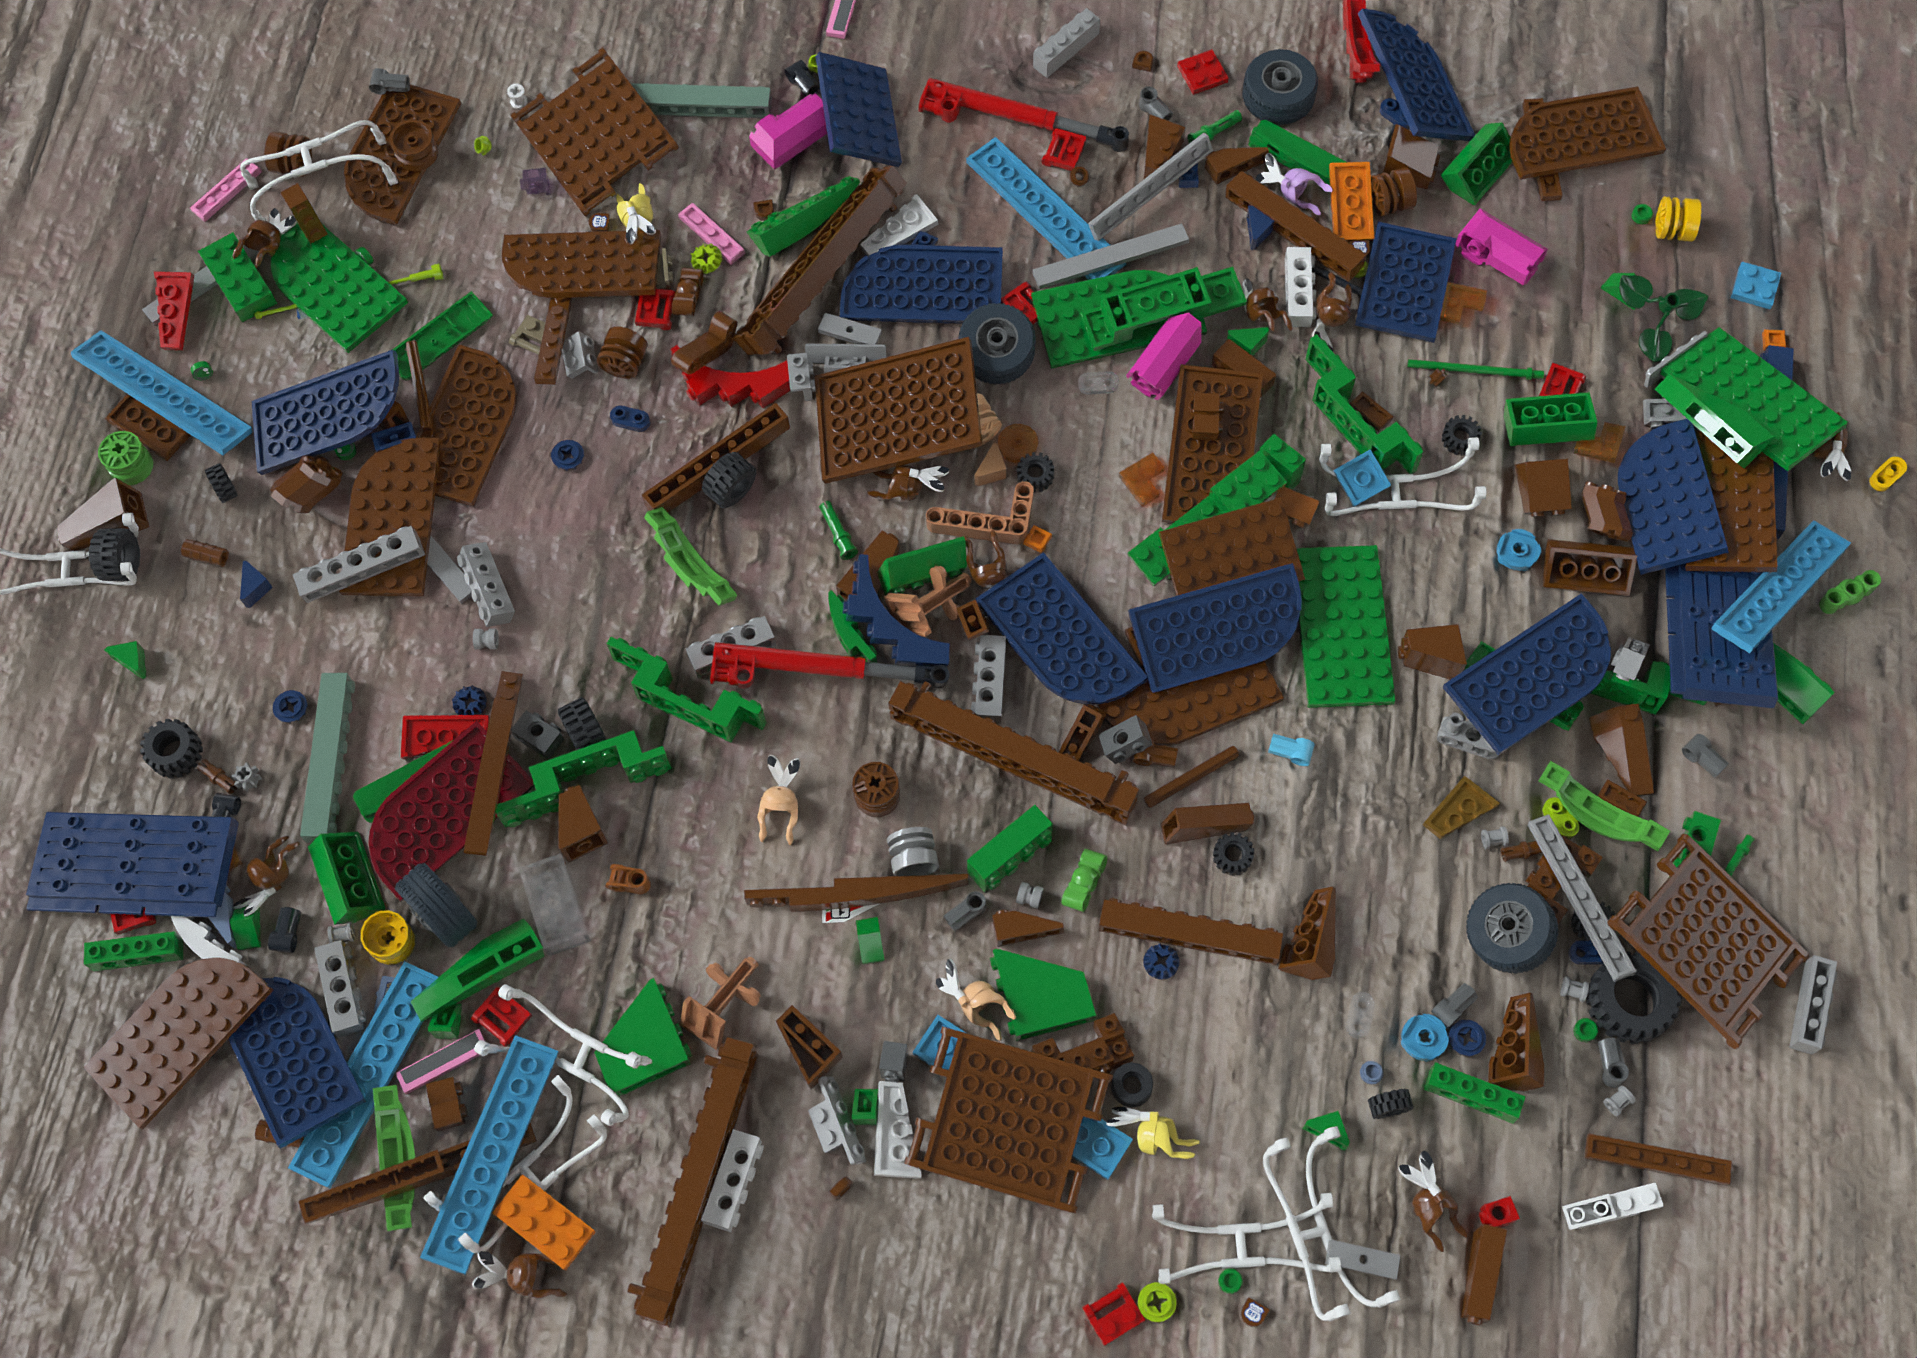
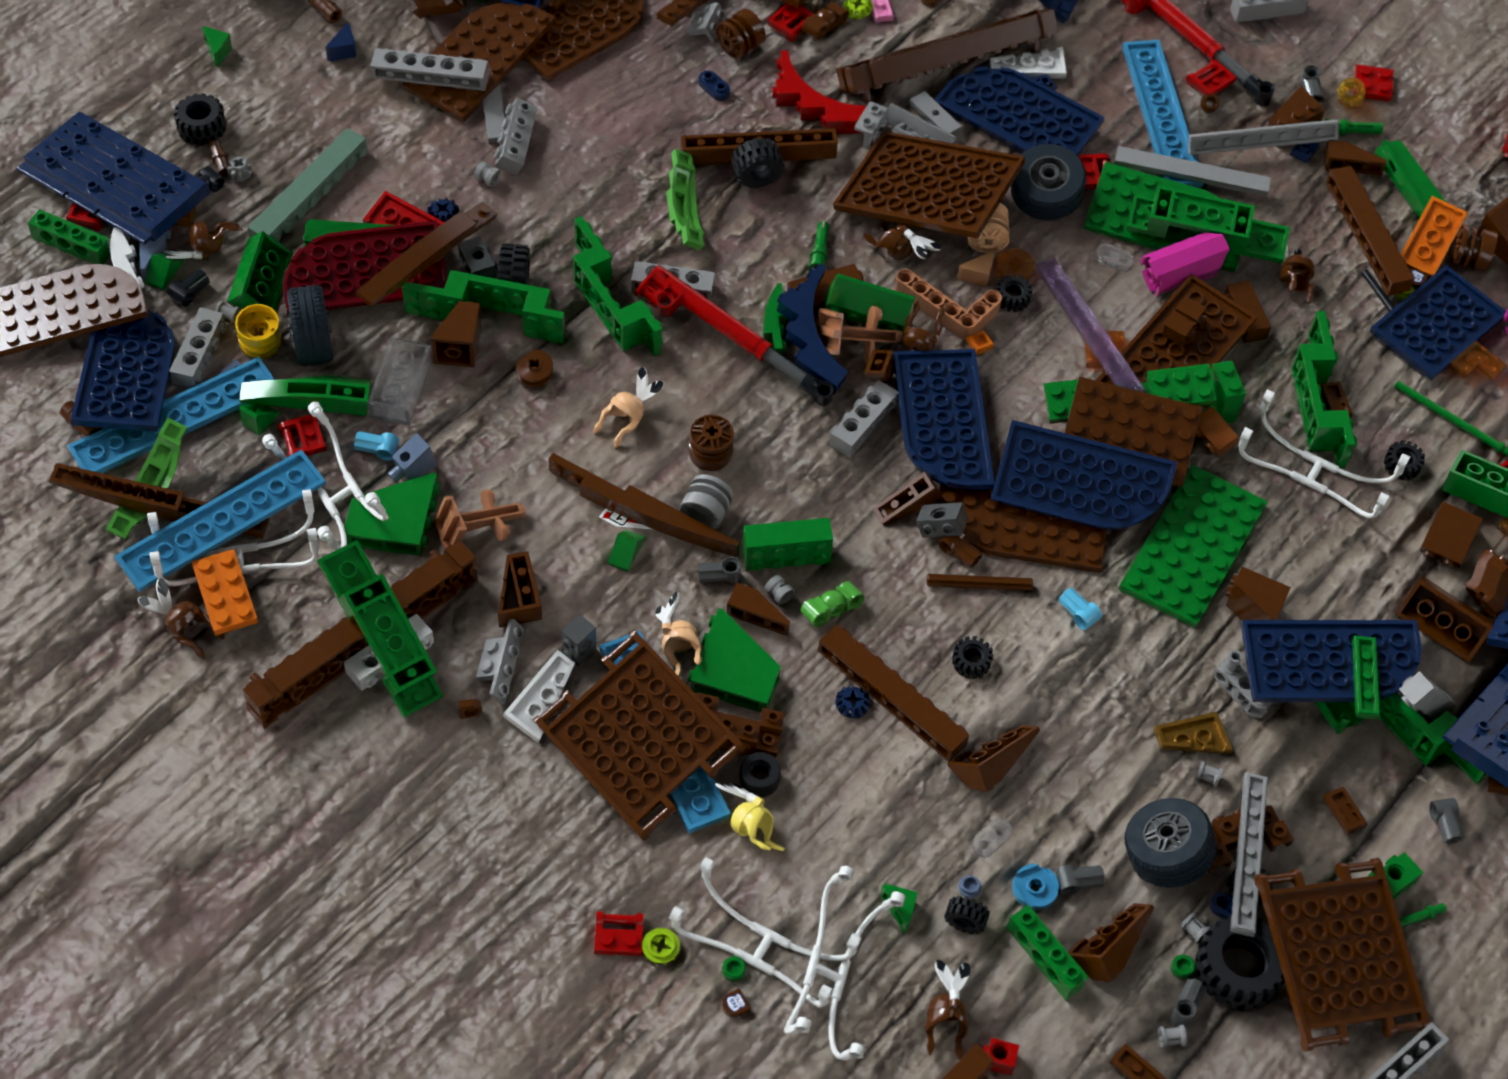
camera: 25 degrees right, 10 degrees down
(280, 706) = (301, 137): dark blue gear -> none
(439, 1062) = (230, 442): tile -> none
(446, 1103) = (215, 471): reddish brown brick -> none
(566, 447) = (649, 79): dark blue gear -> none
(581, 978) = (382, 445): none -> medium azure piece
(623, 880) = (469, 398): dark orange piece -> none
(623, 970) = (412, 460): none -> sand blue torso
(672, 821) = (534, 369): none -> reddish brown piece
(707, 346) = (811, 64): reddish brown beam -> none
(717, 1167) = (384, 626): none -> green bracket
(800, 219) = (954, 16): green wedge -> none
(865, 1107) = (529, 663): green slope -> none
(1013, 752) = (843, 479): reddish brown brick -> none
(1127, 470) = (1088, 325): none -> clear purple plate
(1143, 61) = (1327, 50): reddish brown tile -> none
(1193, 103) = (1351, 84): none -> clear yellow wheel
(1206, 821) = (965, 618): reddish brown slope -> none
(1249, 339) = (1268, 293): green slope -> none
(1259, 226) = (1338, 217): dark blue slope -> none
(1280, 86) = (1431, 123): black wheel -> none
(1292, 183) = (1391, 198): lavender hair -> none
(1296, 259) = (1340, 277): white brick -> none
(1331, 311) = (1354, 308): reddish brown hair -> none
(1362, 478) = (1290, 443): dark azure plate -> none
(1375, 1263) = (867, 1029): light grey tile -> none
(1438, 376) = (1415, 406): reddish brown plate -> none
(1476, 1034) = (1073, 900): dark blue gear -> none
(1513, 560) = (1386, 581): dark azure plate -> none
(1522, 850) = (1224, 797): reddish brown pin -> none
(1561, 817) = (1279, 792): lime plate -> none
(1577, 675) = (1365, 677): none -> green tile
(1599, 814) = (1313, 804): bright green piece -> none
(1623, 739) = (1379, 766): reddish brown wedge -> none

